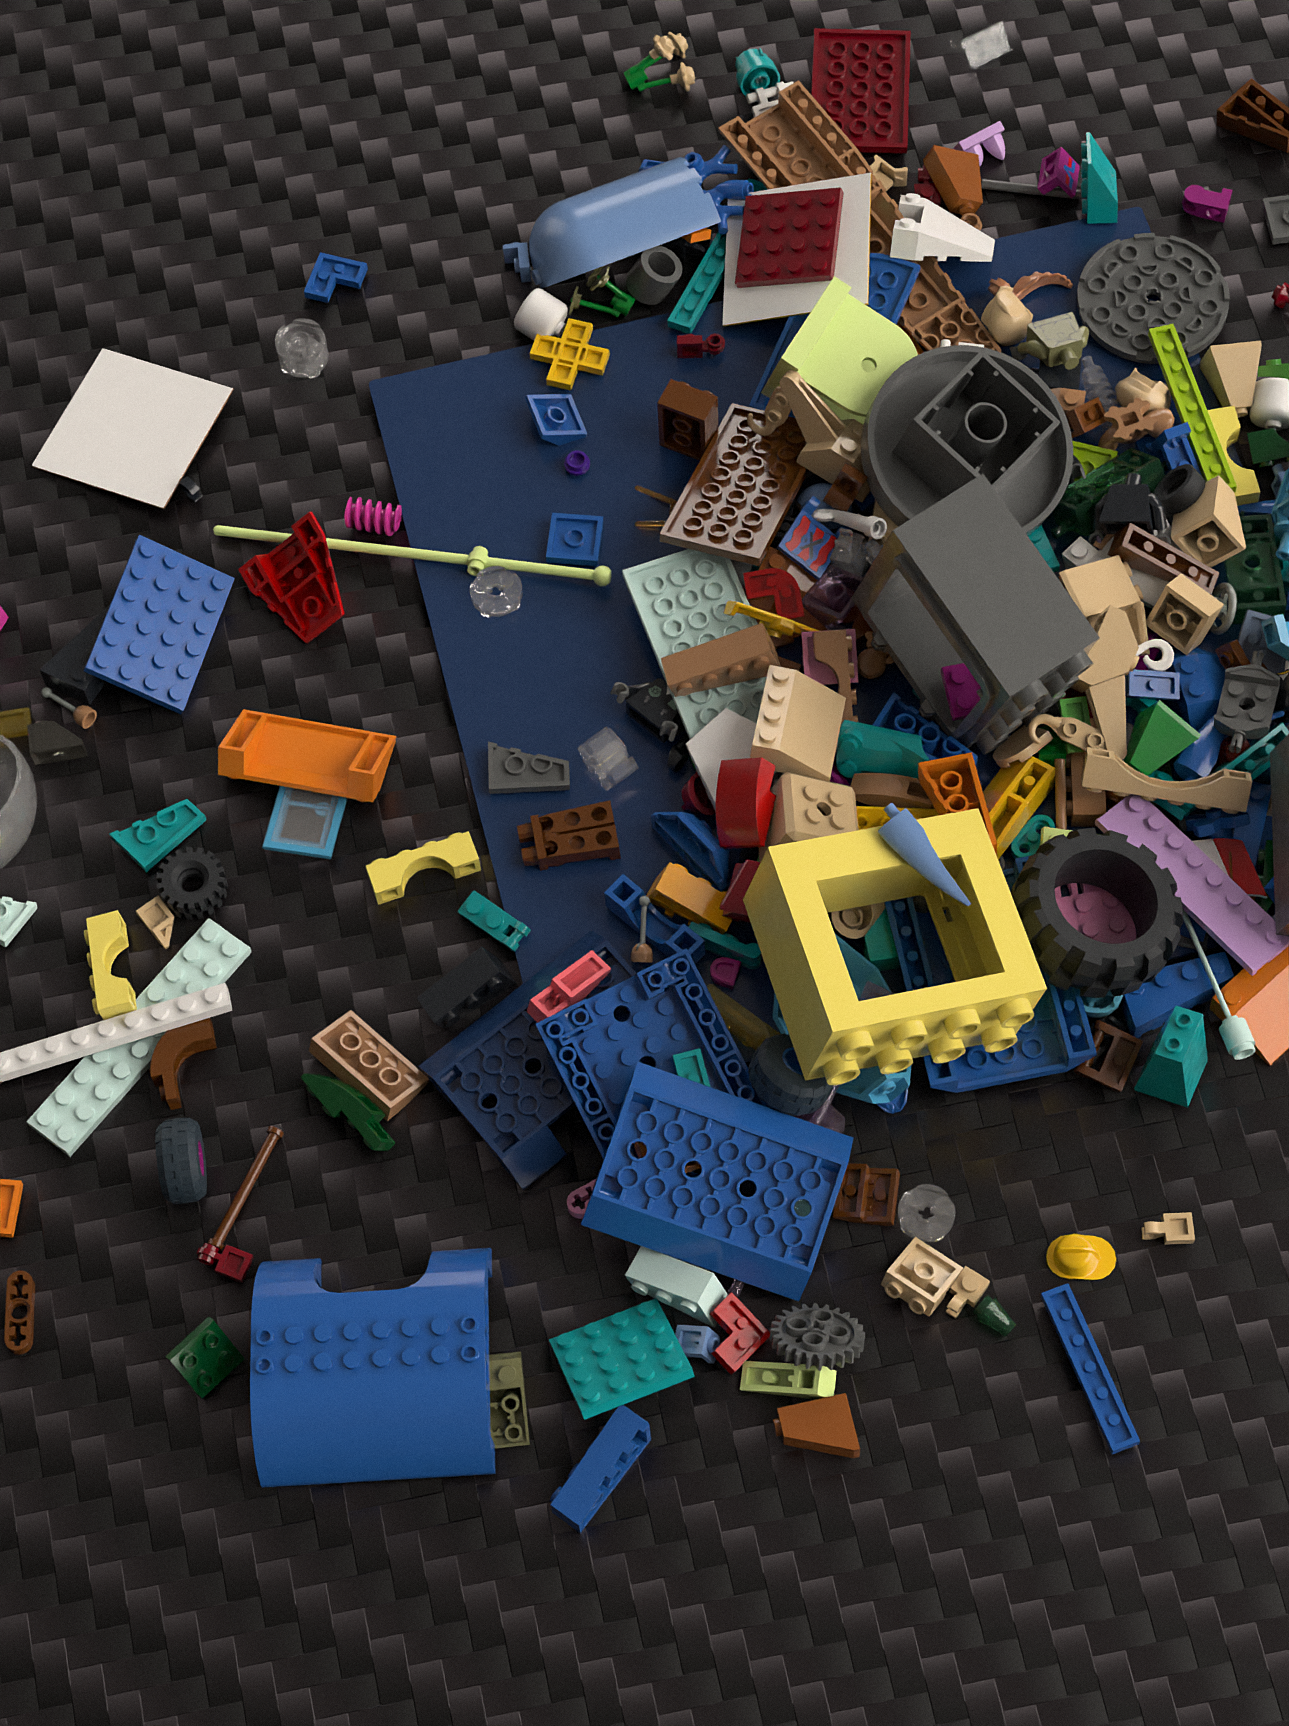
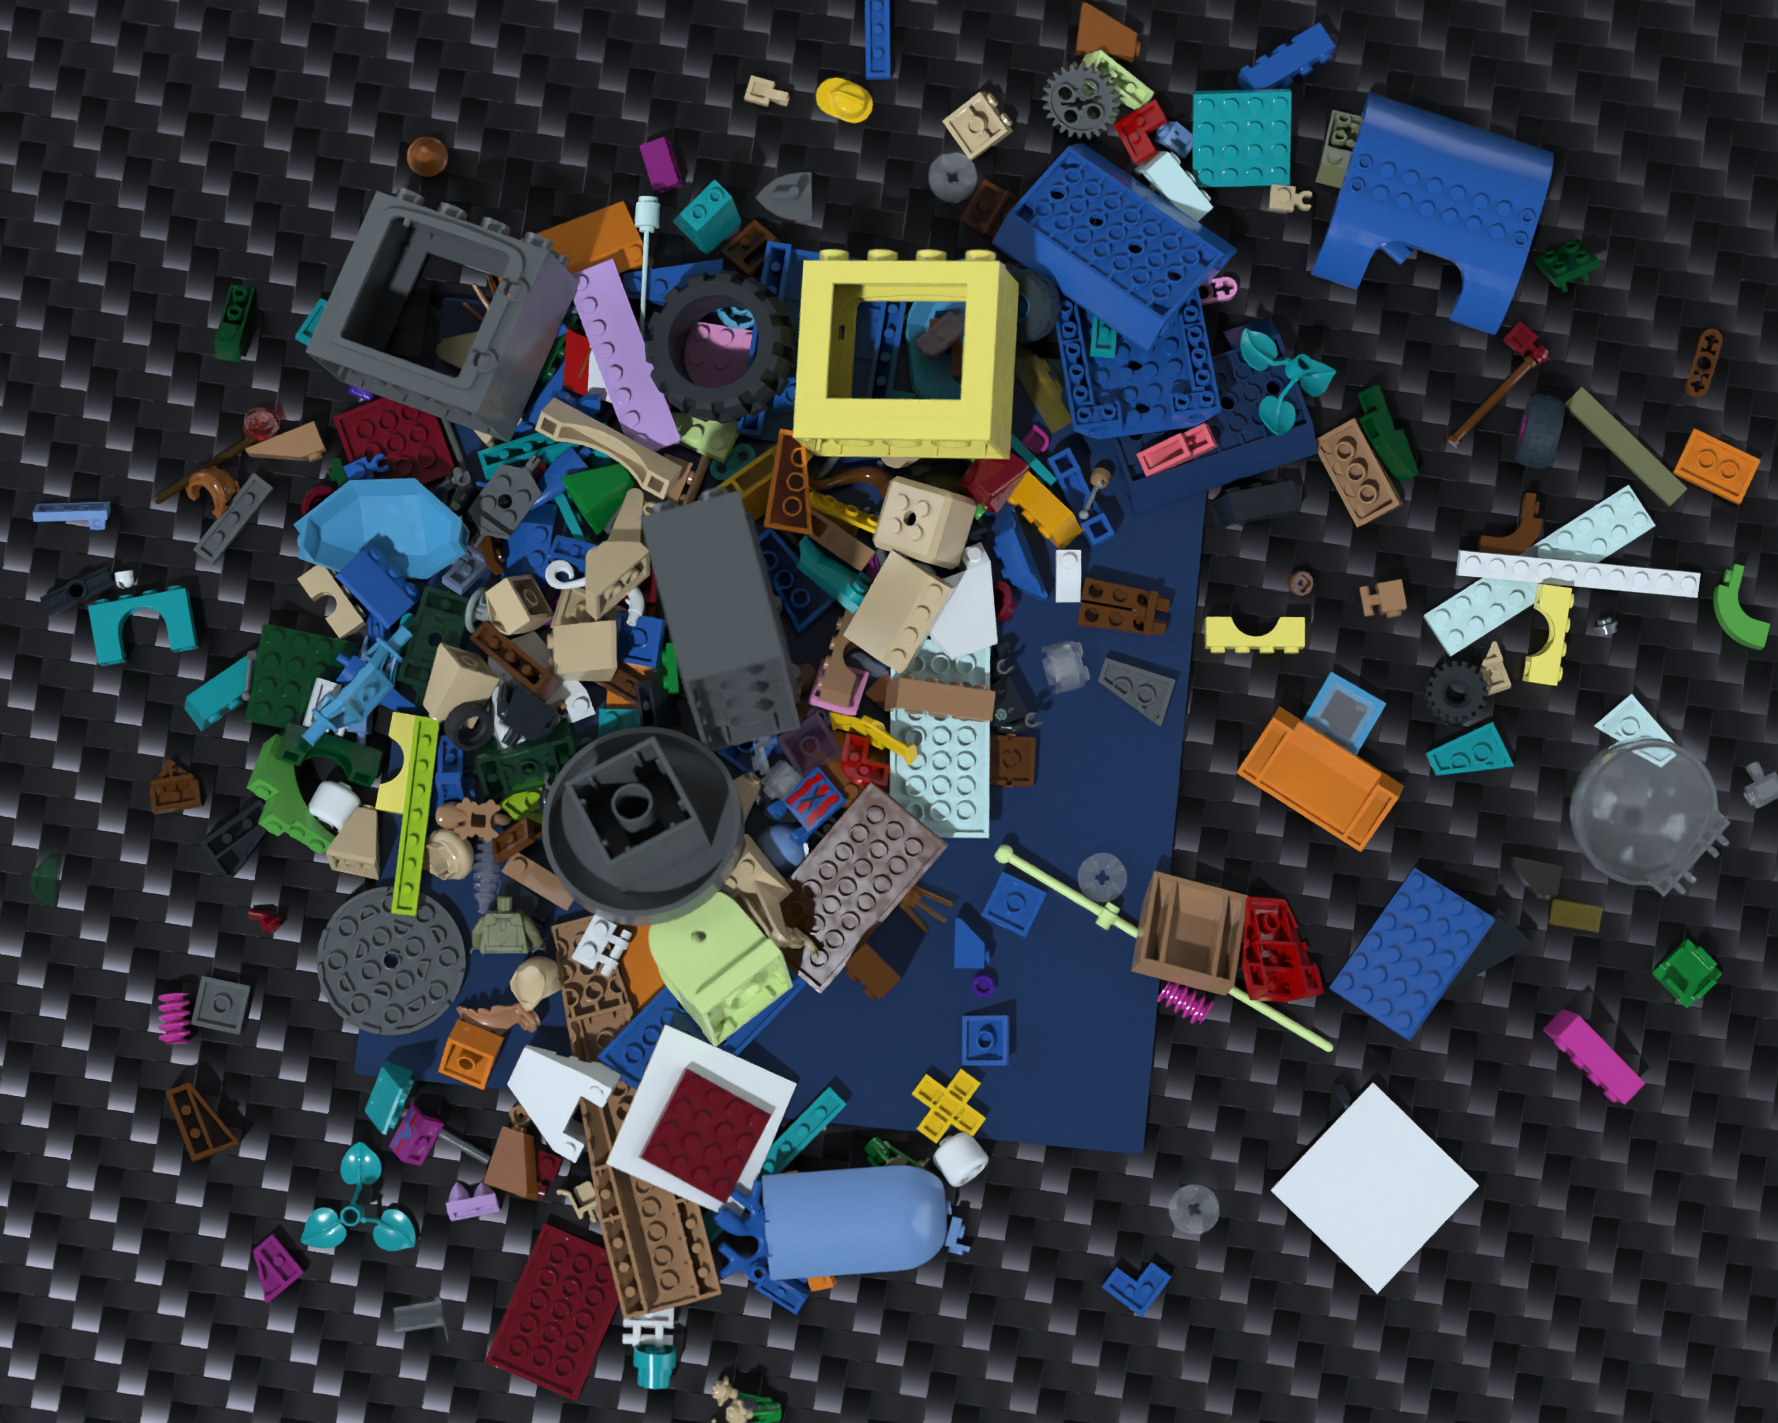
camera: 165 degrees left, 20 degrees up
(51, 1001) = (1605, 626): none -> dark grey plate
(82, 715) = (1504, 897): medium nougat hinge -> none
(83, 1194) = (1625, 446): none -> olive tile
(293, 949) = (1388, 597): none -> medium nougat brick
(389, 562) = (1190, 933): none -> medium nougat slope
(392, 934) = (1300, 583): none -> reddish brown tile
(493, 920) = (1211, 560): teal plate -> none
(519, 1123) = (1312, 375): none -> teal plant
(548, 1325) = (1284, 198): none -> tan plate
(604, 486) = (968, 948): none -> blue slope
(629, 660) = (1011, 761): none -> reddish brown plate
(640, 853) = (1068, 576): none -> white slope
(653, 275) = (835, 1150): dark grey piece -> none
(693, 347) = (833, 1071): dark red plate -> none
(744, 802) = (971, 555): red slope -> none
(845, 488) = (765, 836): reddish brown plate -> none
(871, 526) = (757, 781): white plant -> none
(912, 844) = (867, 407): medium blue piece -> none
(967, 1289) = (945, 105): tan plate -> none
(993, 1315) = (934, 76): clear green cone -> none
(1040, 250) = (470, 1054): none -> orange slope
(1094, 1134) = (789, 197): none -> dark grey shield
(1106, 85) = (324, 1227): none -> teal plant
(1133, 42) = (275, 1267): none -> magenta wing
(1206, 203) = (298, 1056): magenta leg -> none
(1246, 1111) = (661, 165): none -> magenta hinge

